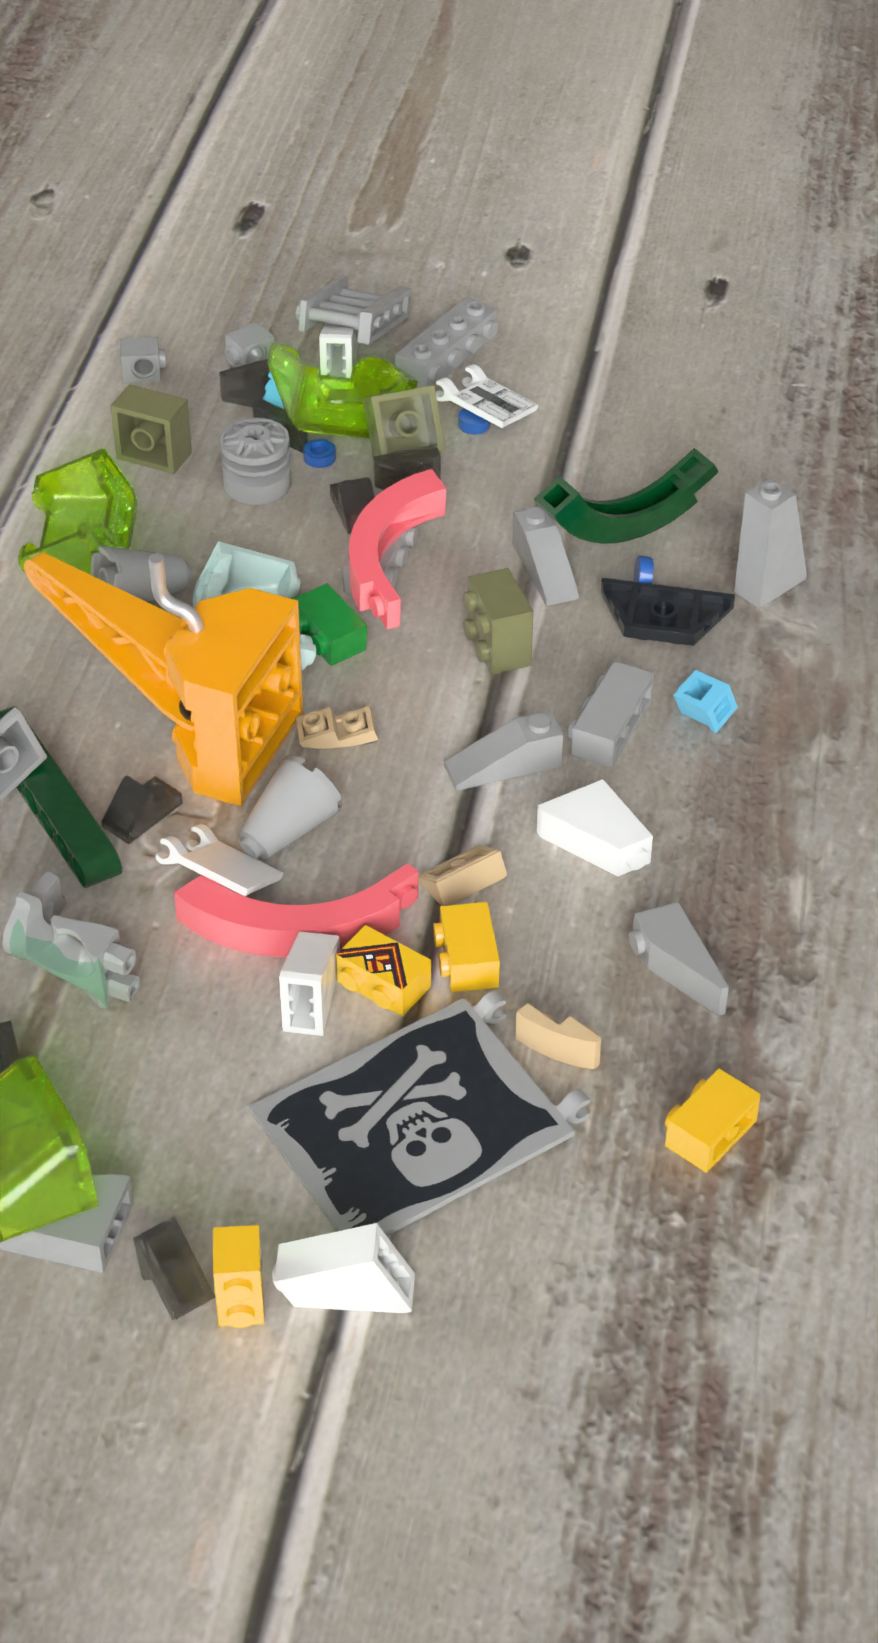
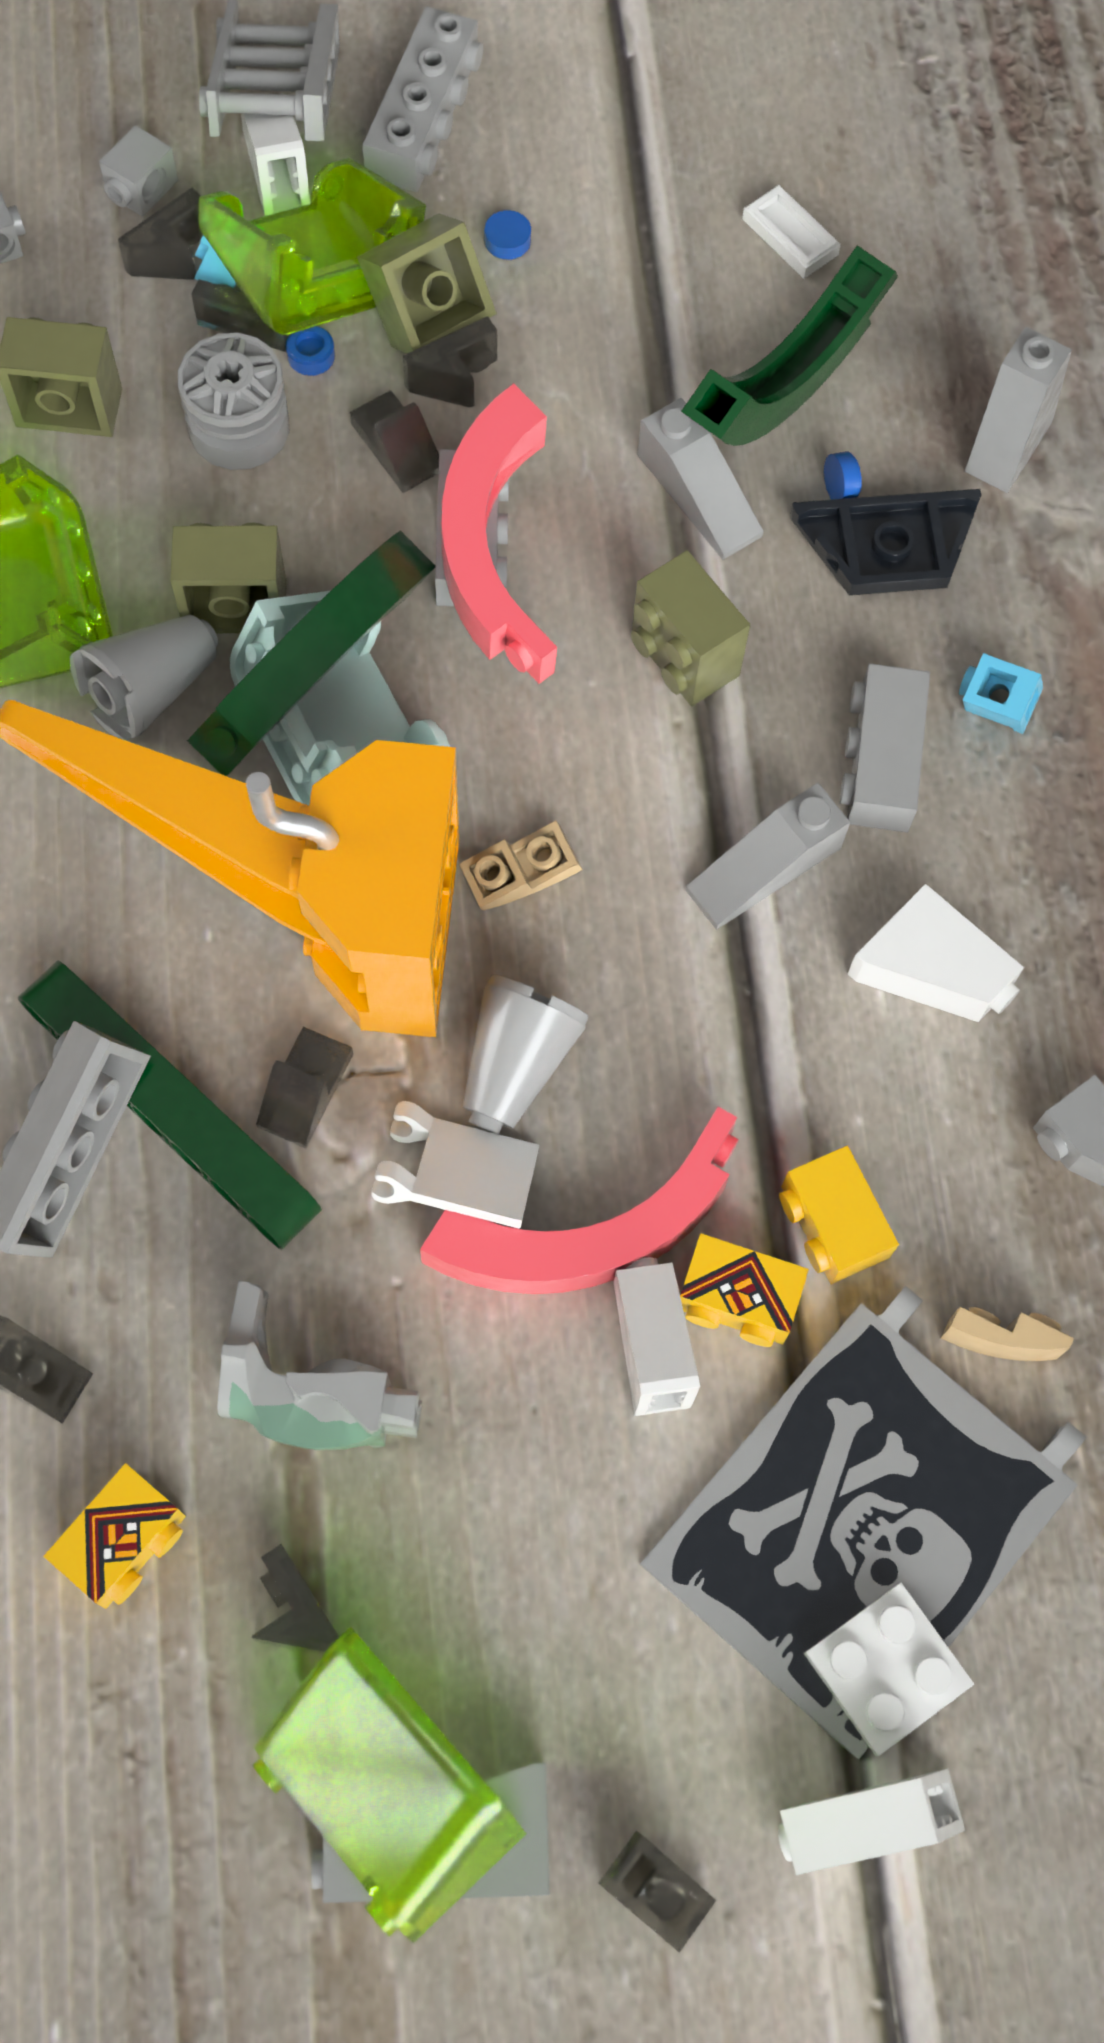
camera: 20 degrees left, 25 degrees up
(200, 525) = (225, 571): none -> olive brick
(238, 1275) = (752, 1888): yellow brick -> none
(263, 564) = (310, 651): none -> dark green arch
(331, 624) = (446, 685): green brick -> none
(396, 1195) = (889, 1669): none -> white plate
(464, 875) = (779, 1079): tan slope -> none
(486, 398) = (513, 192): white flag -> none
(661, 447) = (791, 231): none -> white tile

